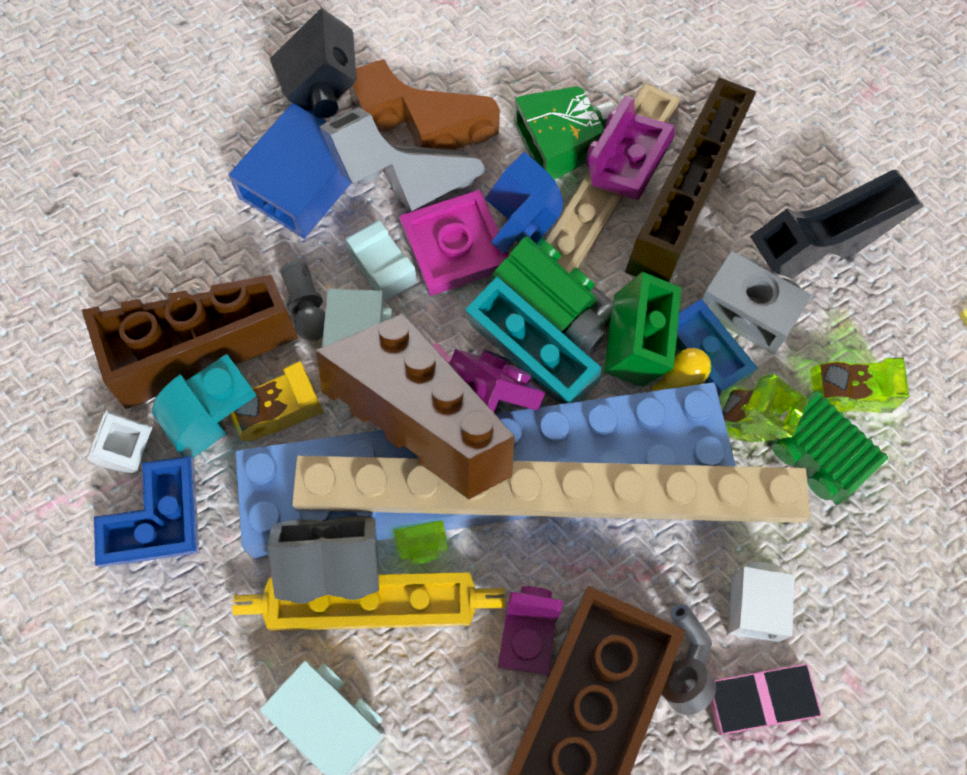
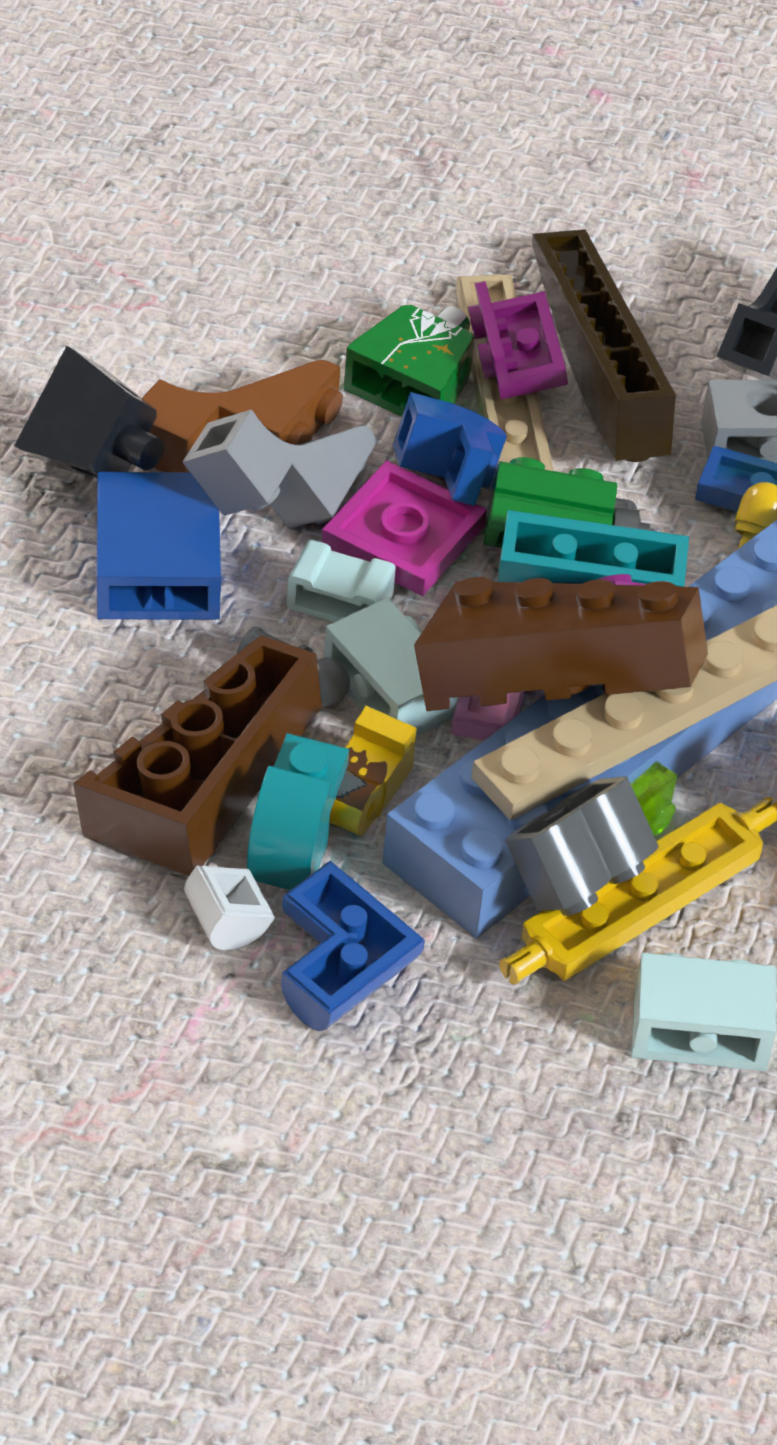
camera: 40 degrees left, 20 degrees down
(643, 330) = (688, 495): green brick -> none

